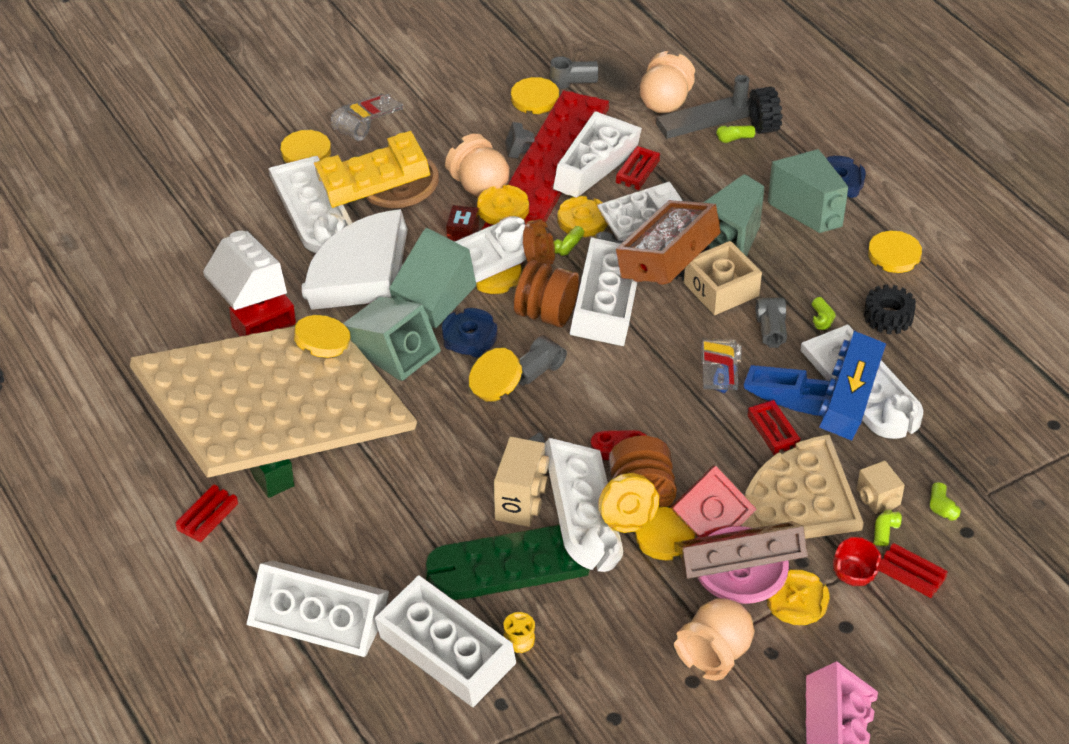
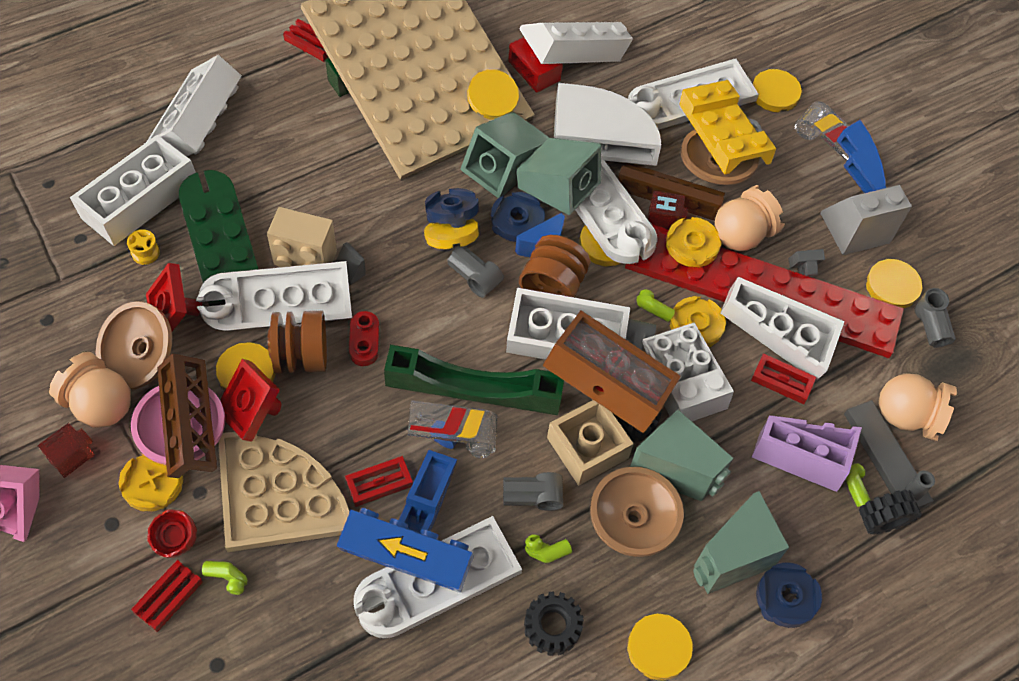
camera: 85 degrees right, 15 degrees up
(408, 91) = (863, 160): none -> blue slope
(440, 214) = (698, 198): none -> reddish brown fence
(472, 382) = (452, 207): none -> dark blue plate
(473, 94) = (867, 219): none -> light grey slope
(500, 306) = (527, 240): none -> blue slope
(538, 243) = (627, 267): dark orange tile -> none
(602, 589) = (169, 296): none -> red tile
(628, 502) = (255, 322): yellow tile -> none
(663, 593) = (135, 342): none -> medium nougat dish
(669, 354) = (524, 390): none -> dark green arch
(715, 149) = (808, 450): none -> lavender wedge
(778, 661) = (67, 449): none -> clear red brick
(786, 249) = (641, 494): none -> medium nougat dish
(880, 487) = (273, 573): tan brick -> none
(941, 504) = (251, 637): lime arm -> none

